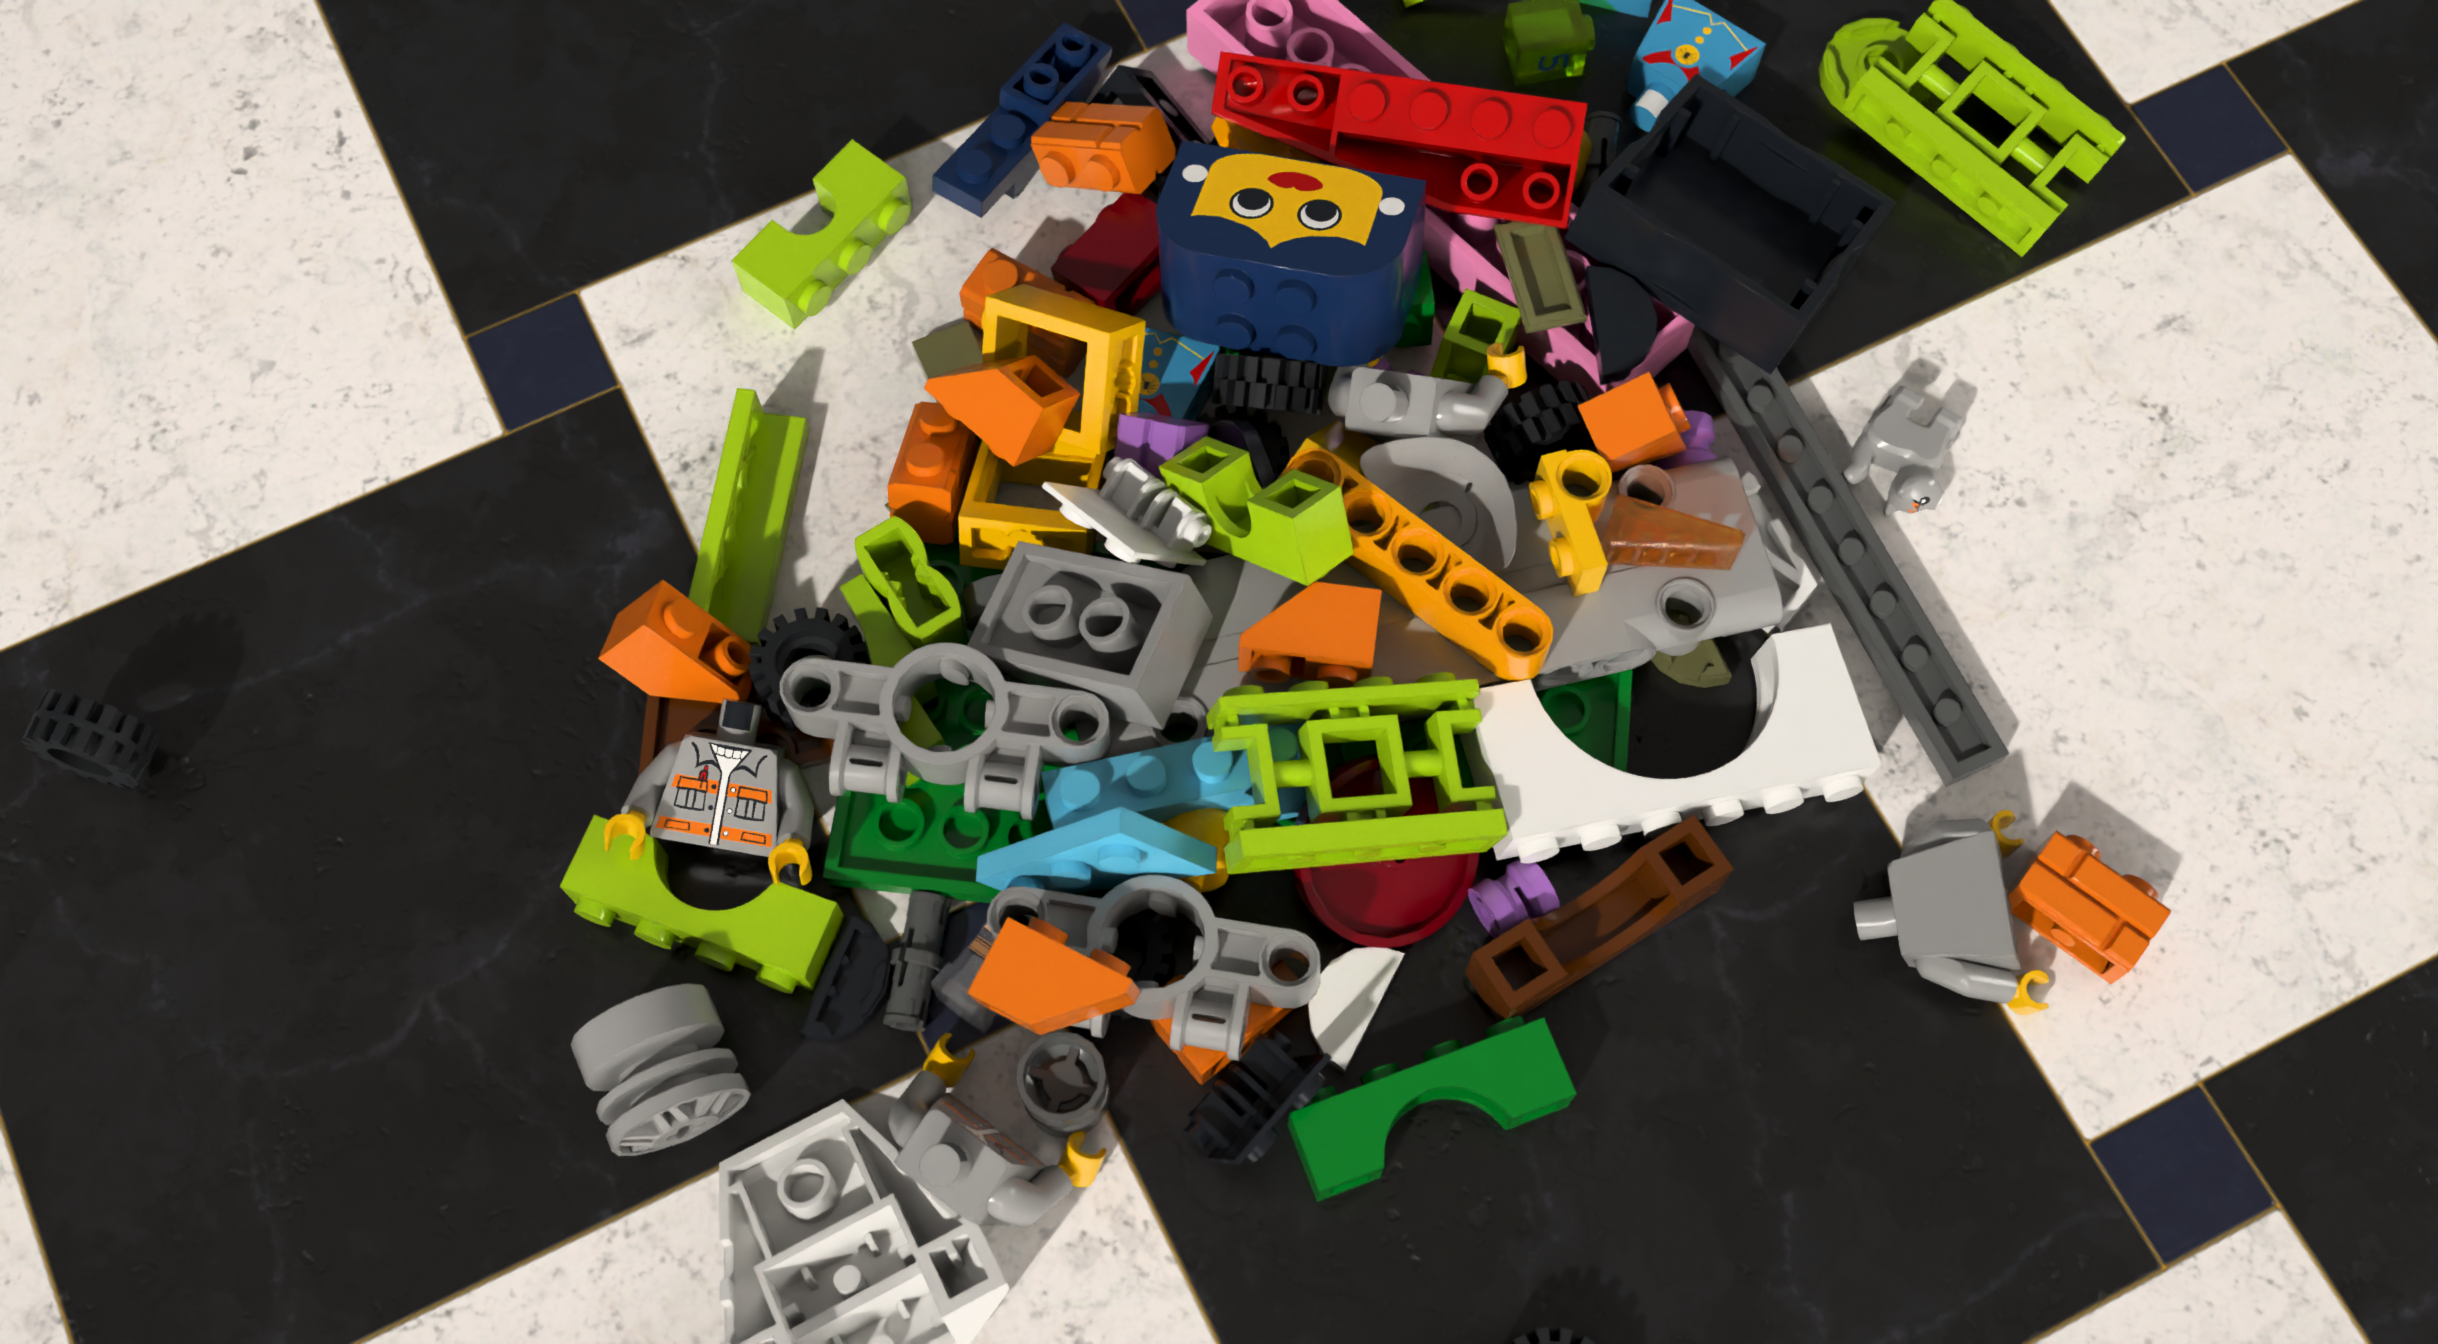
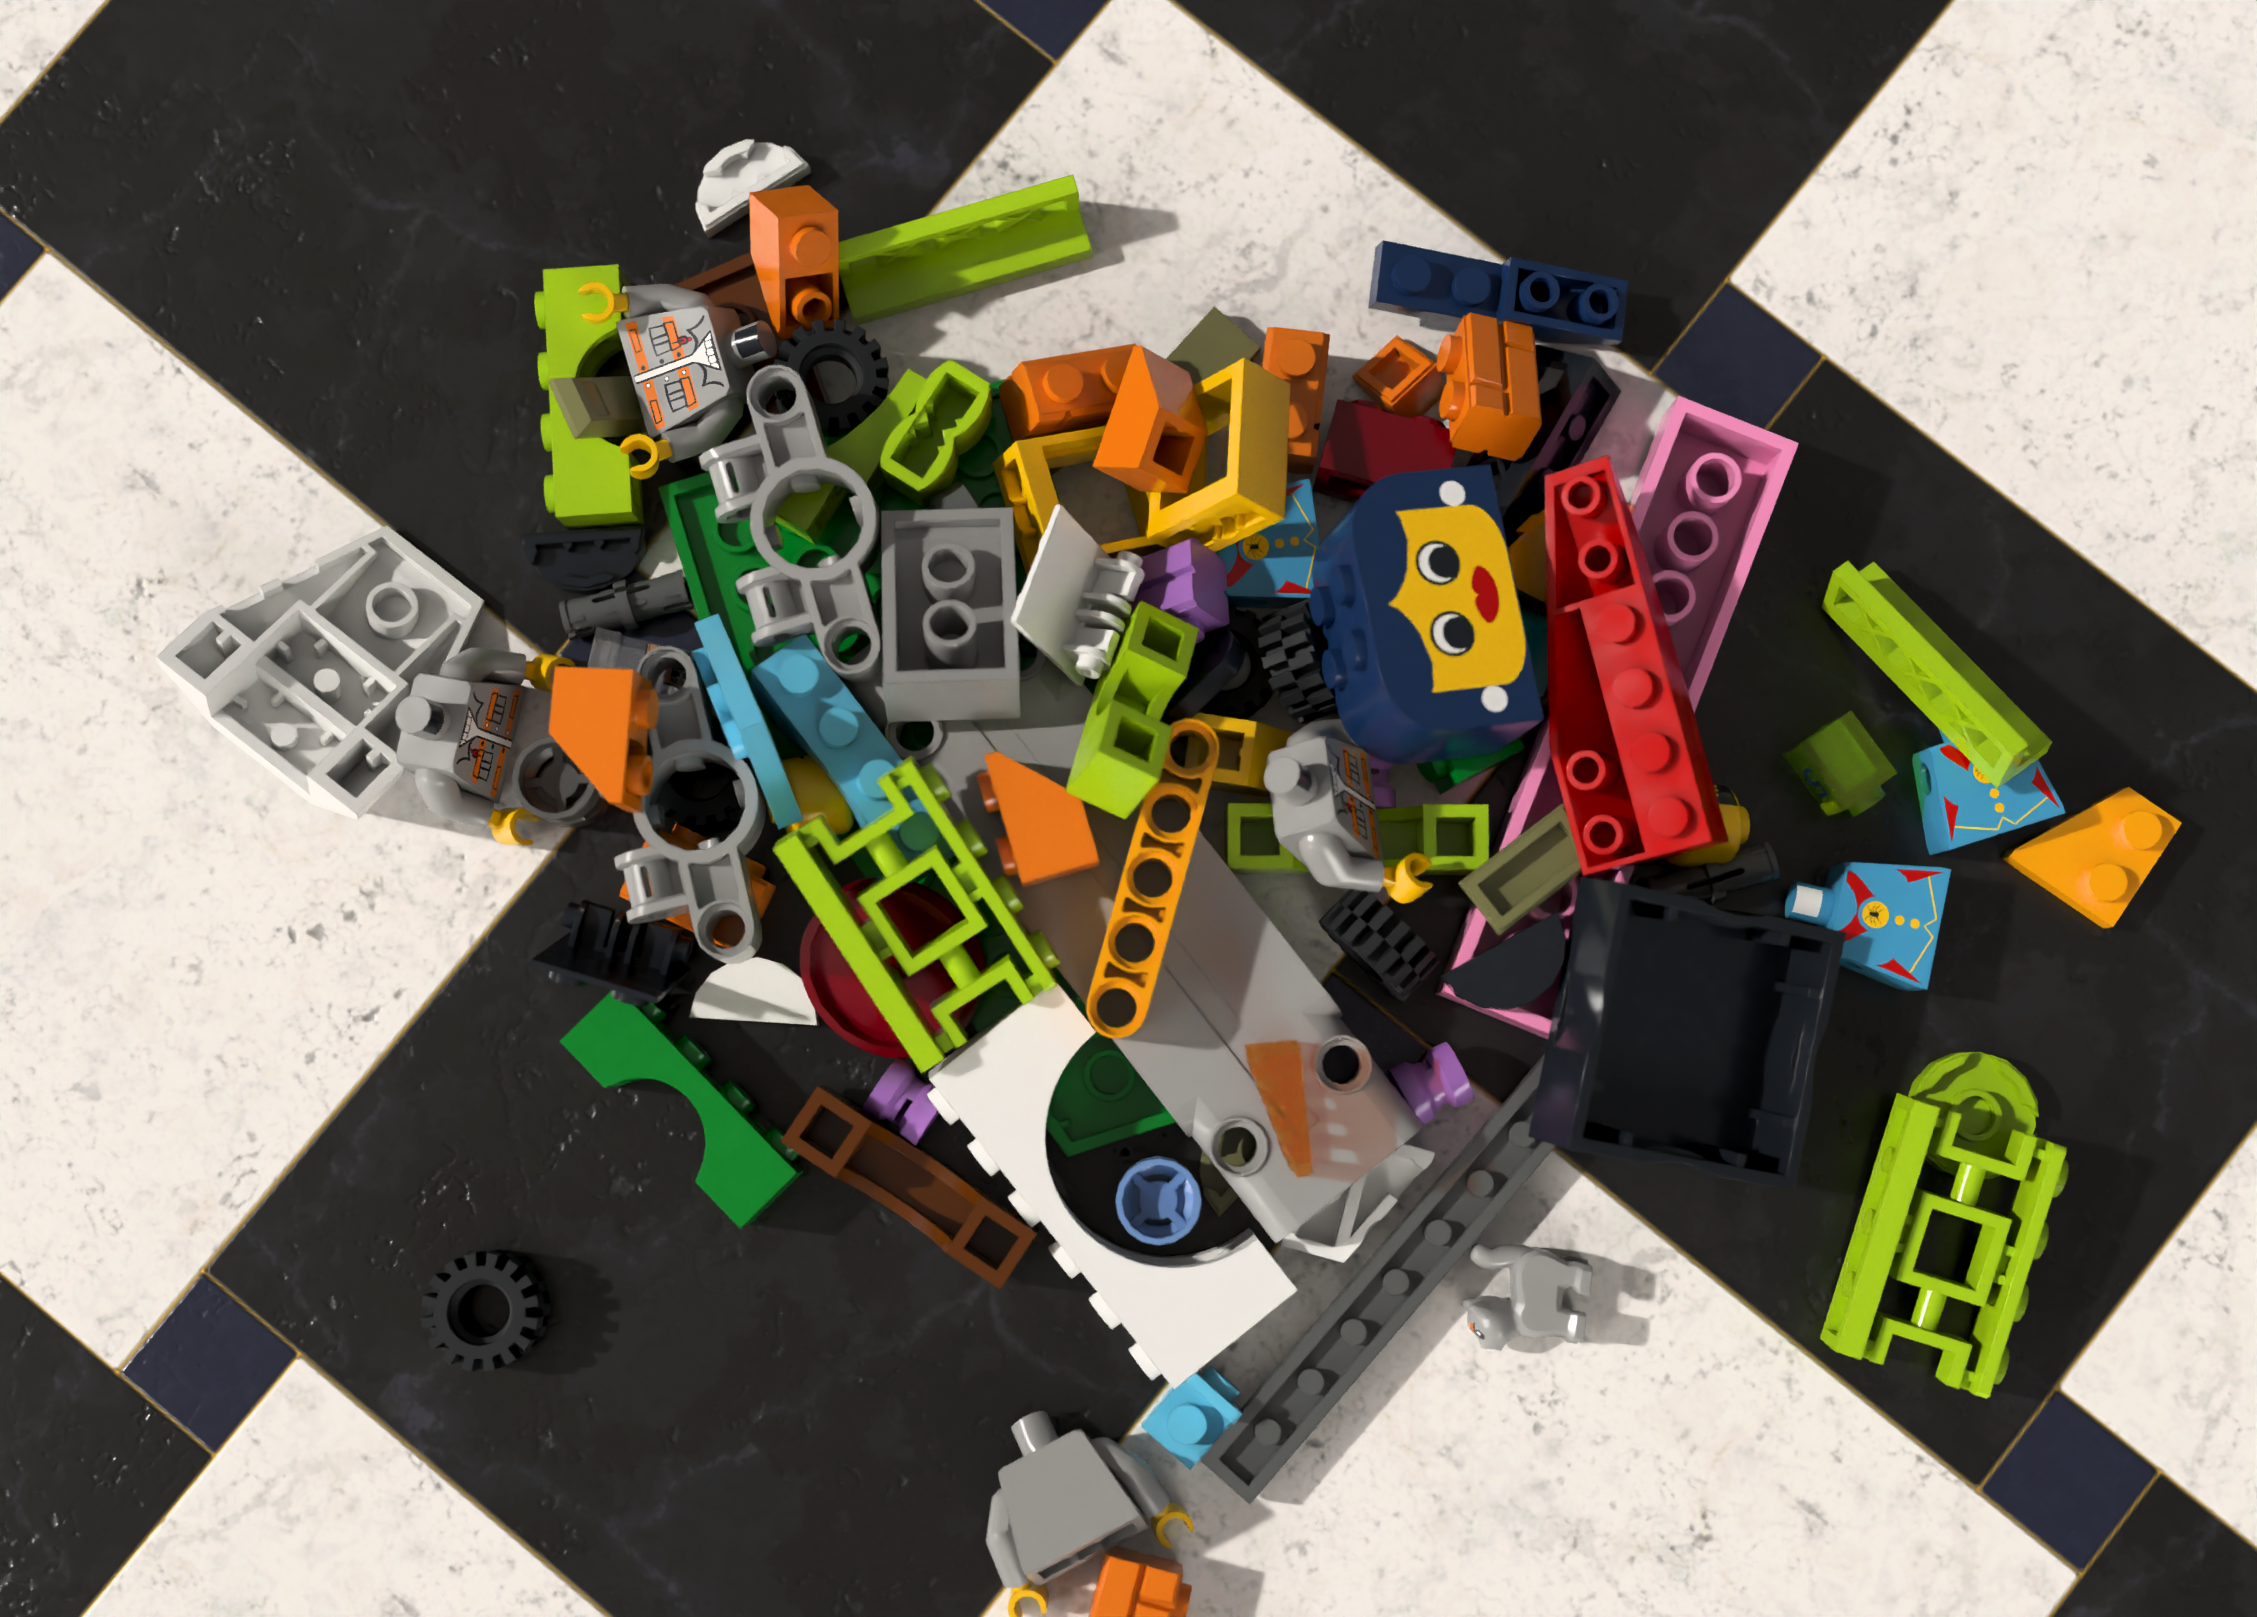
camera: 65 degrees right, 15 degrees up
(572, 688) = (741, 170): none -> white tile
(659, 1069) = (422, 439): light grey wheel -> none
(722, 882) = (599, 406): none -> olive tile
(799, 272) = (1234, 168): lime arch -> none
(1050, 227) = (1401, 379): none -> orange slope
(1439, 470) = (1247, 839): light grey piece -> none
(1570, 518) = (1236, 1021): yellow plate -> none
(1636, 423) = (1397, 1028): orange slope -> none
(1698, 712) = (1158, 1200): none -> medium blue wheel
(1910, 777) = (1194, 1415): none -> medium azure bracket

